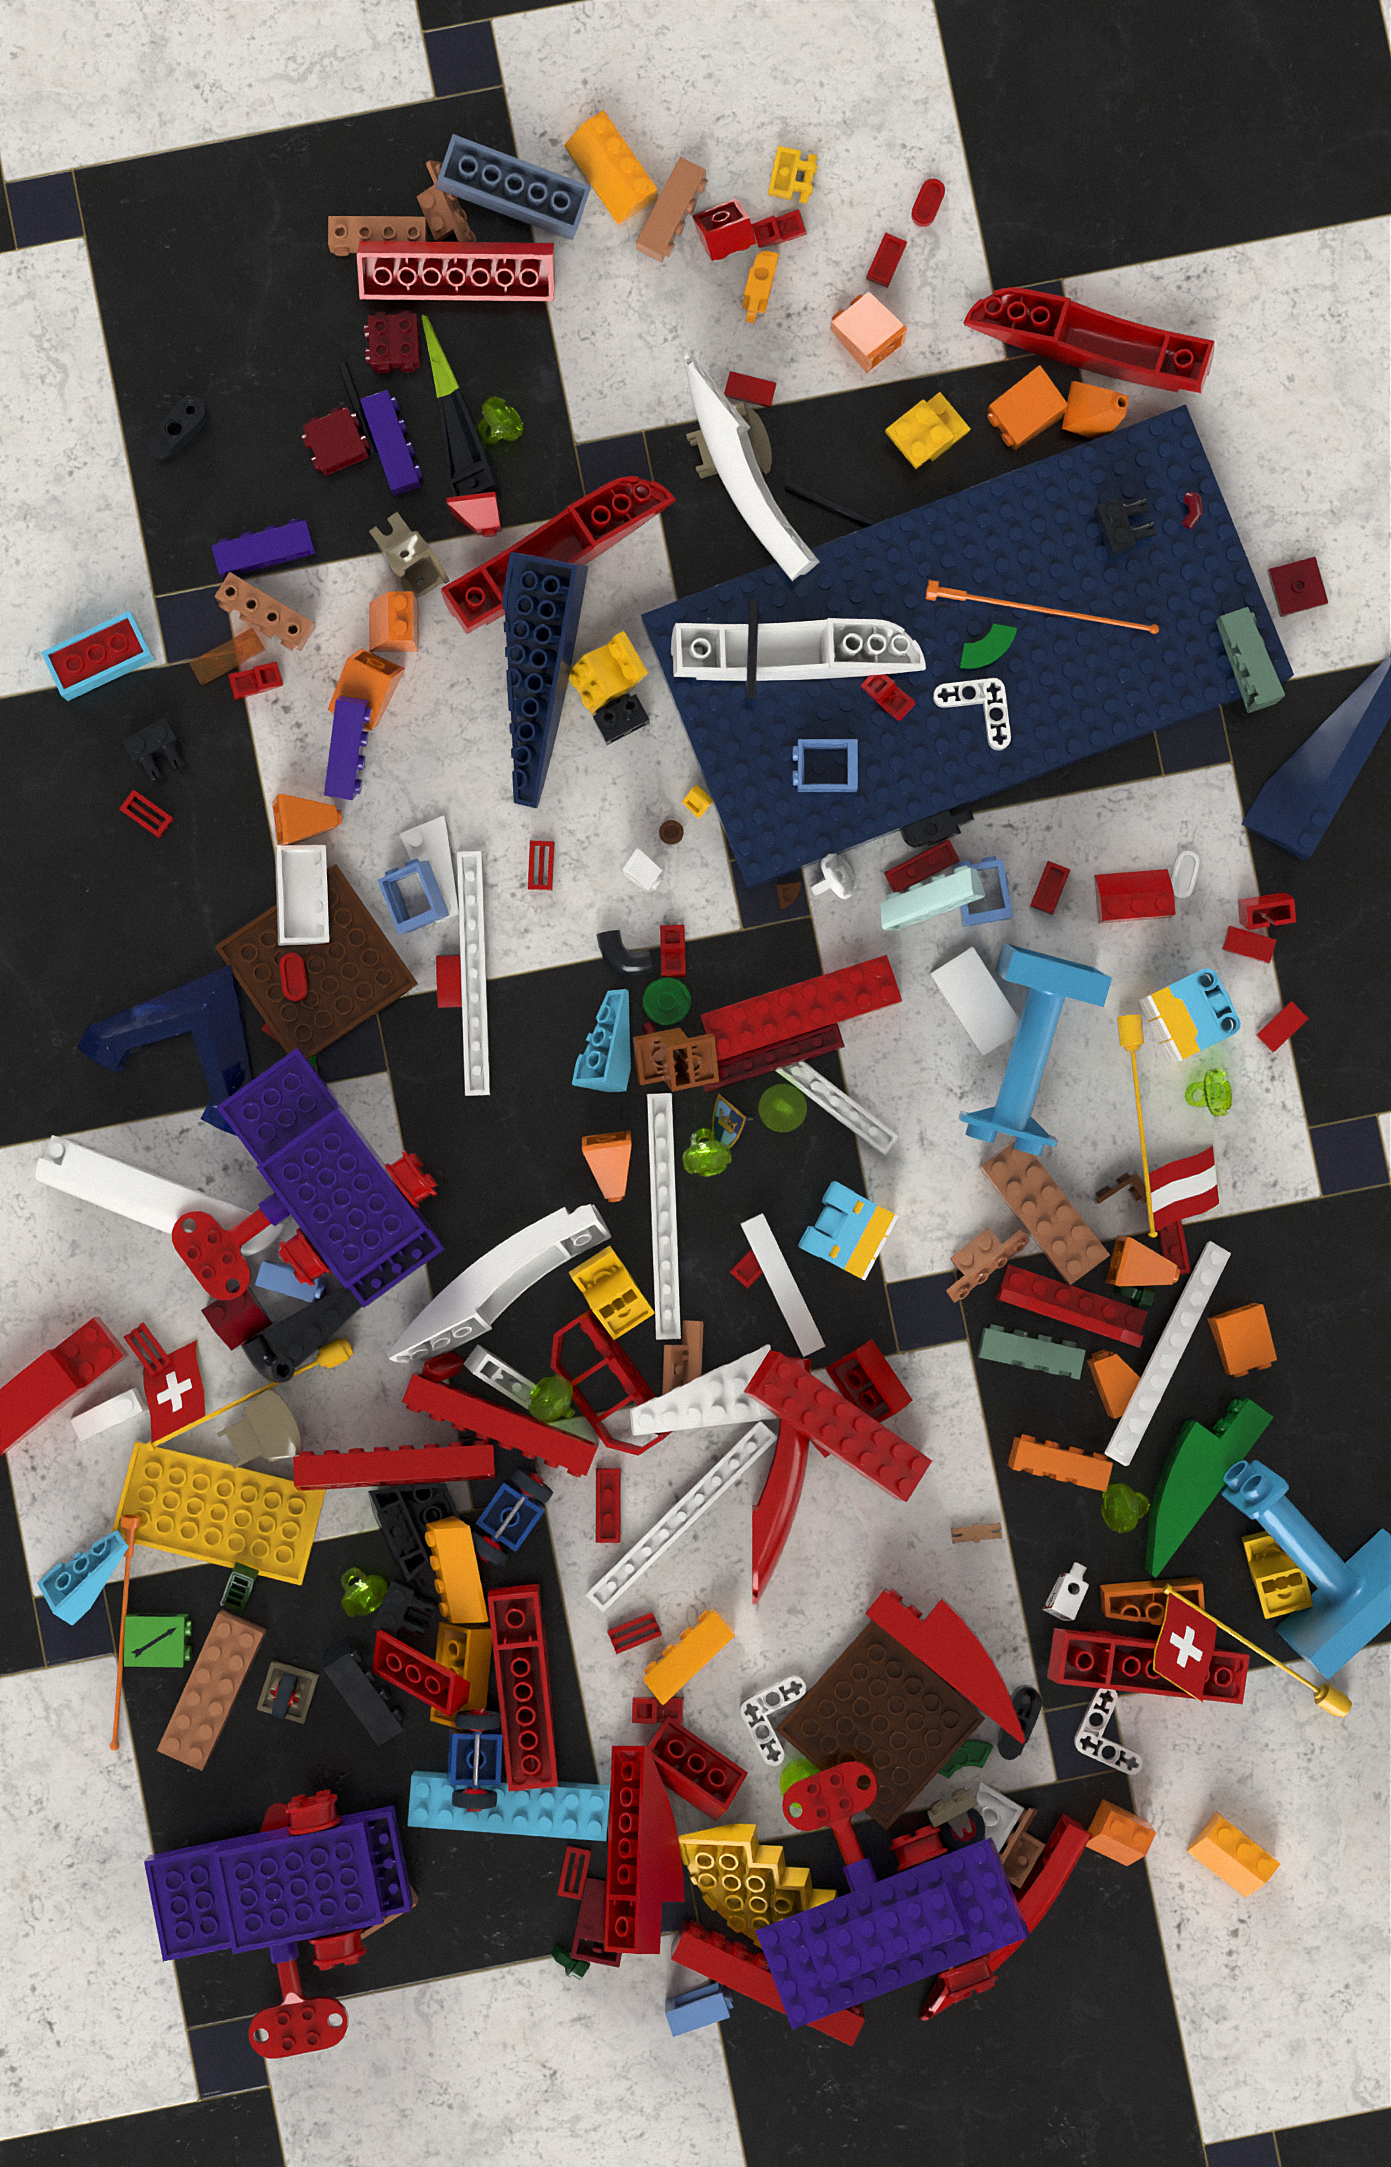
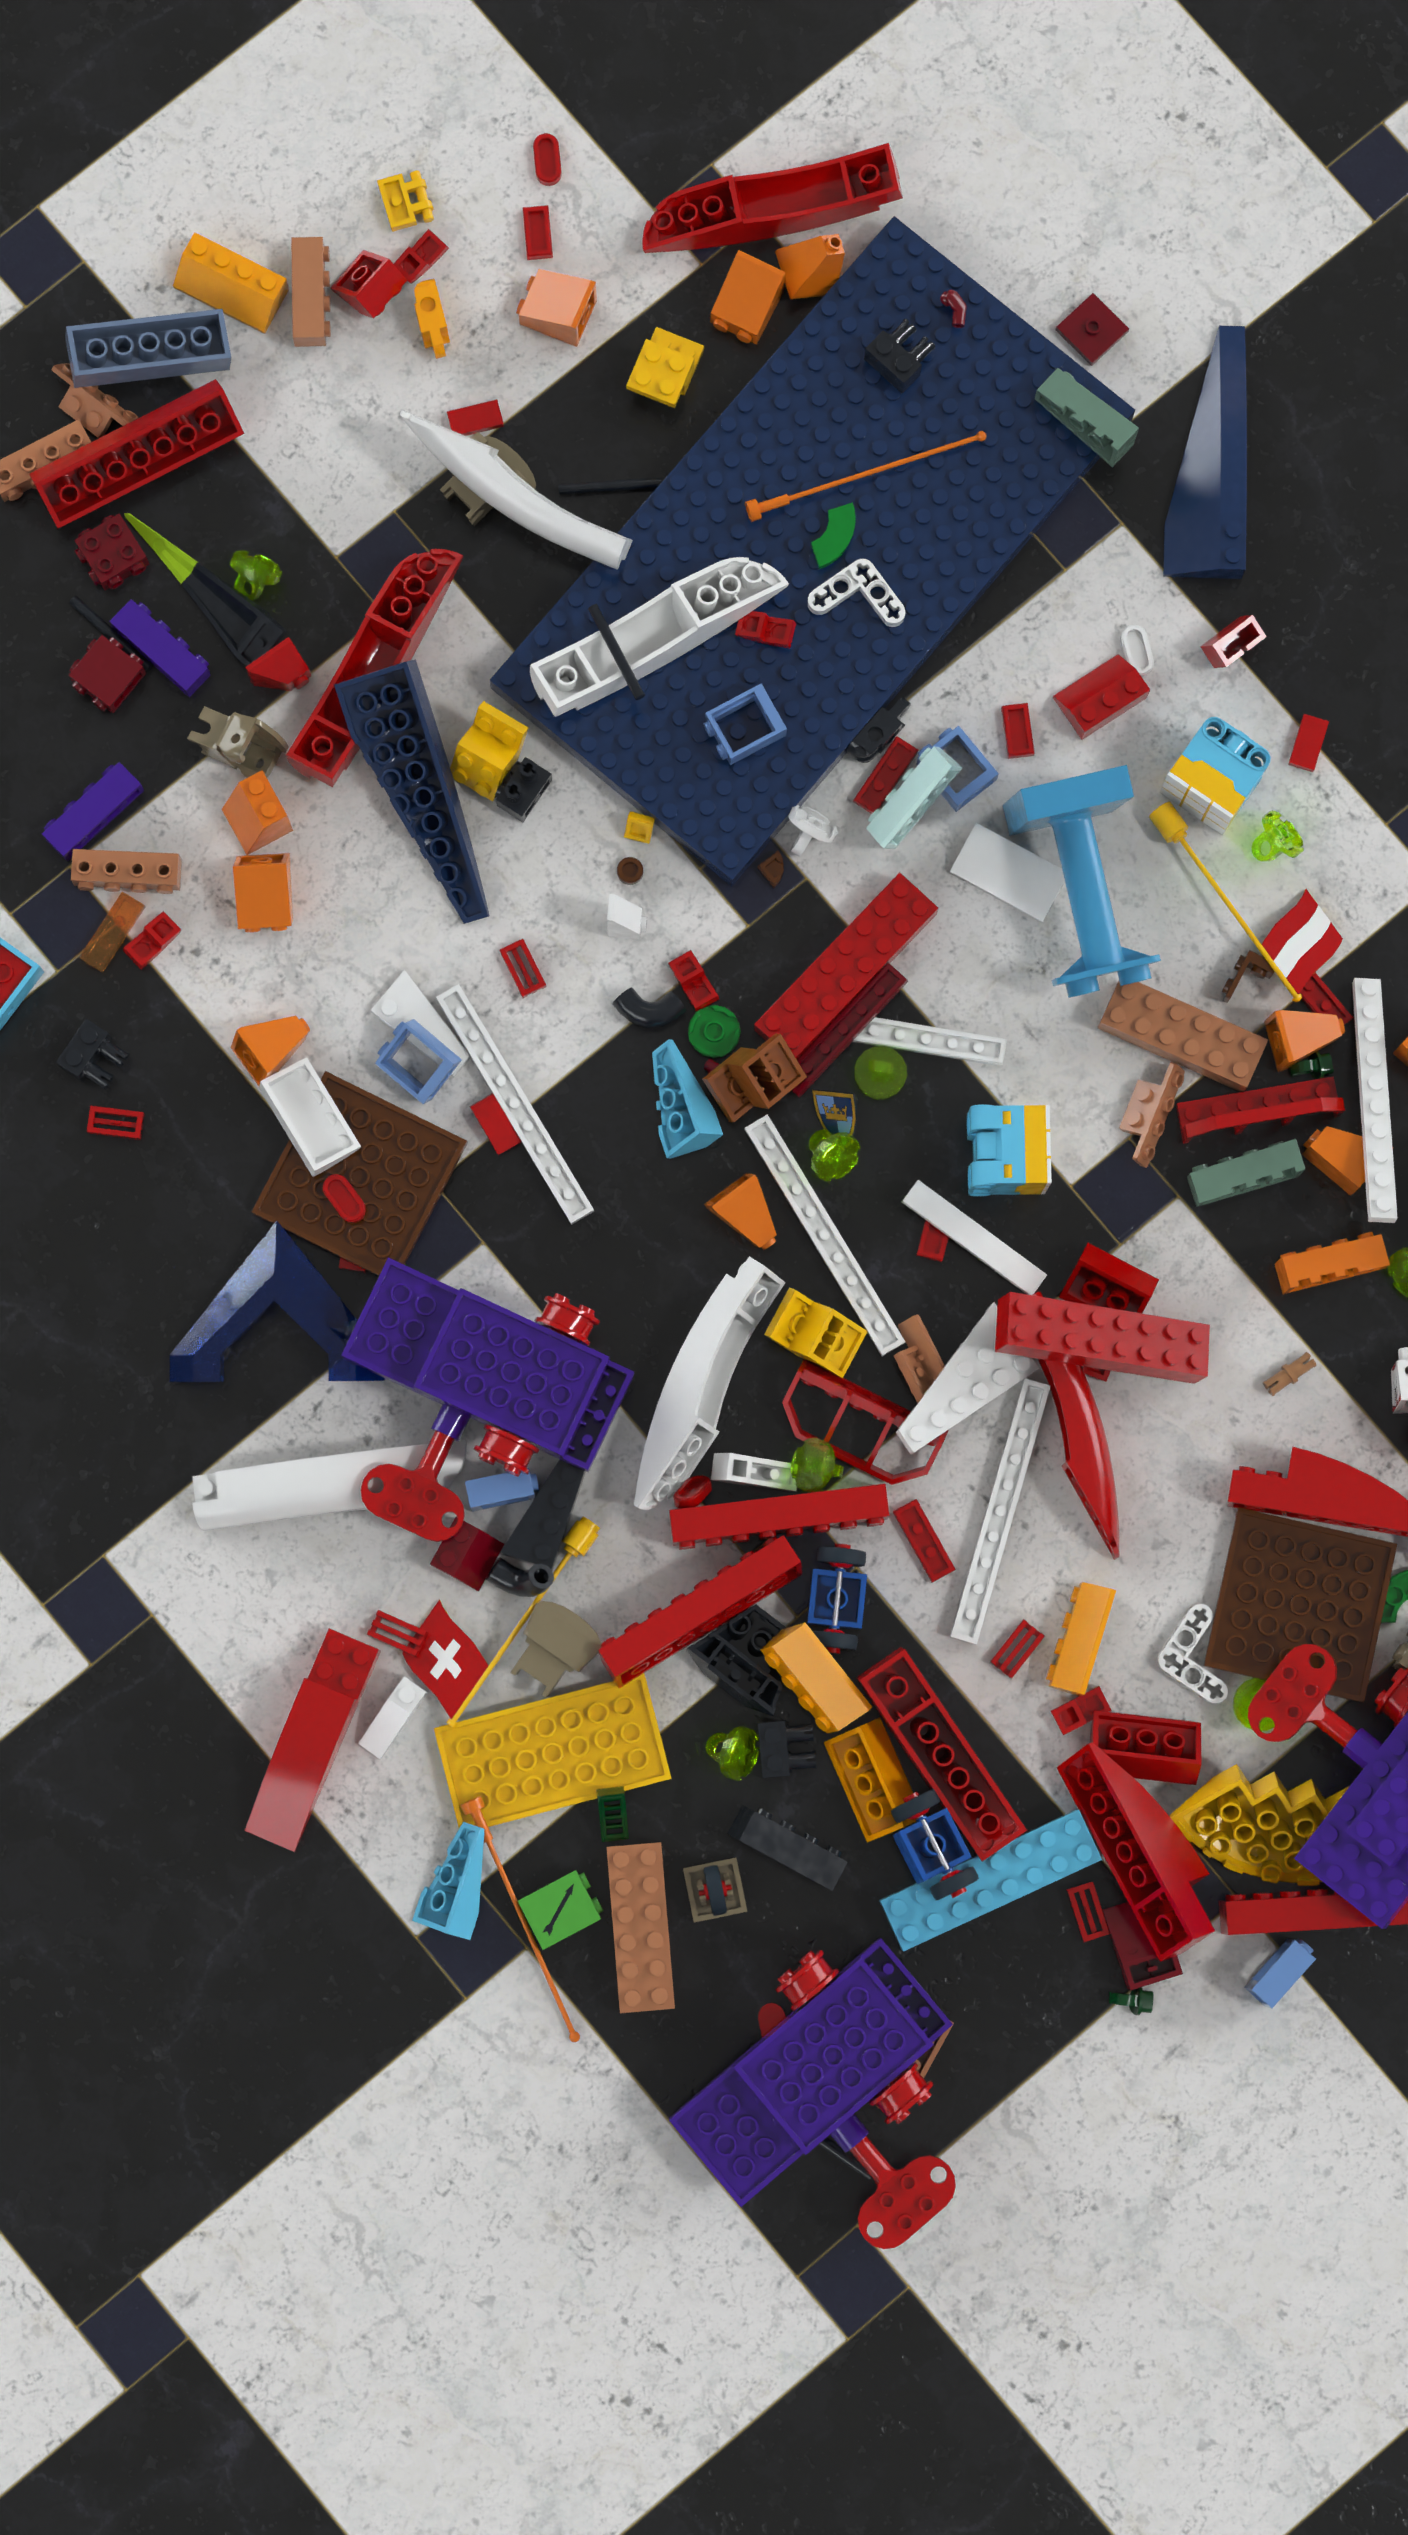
camera: 30 degrees left, 5 degrees down
(346, 747) = (277, 954): dark purple brick -> none
(419, 1675) = (834, 1793): red slope -> none
(1249, 944) = (1234, 683): red tile -> none

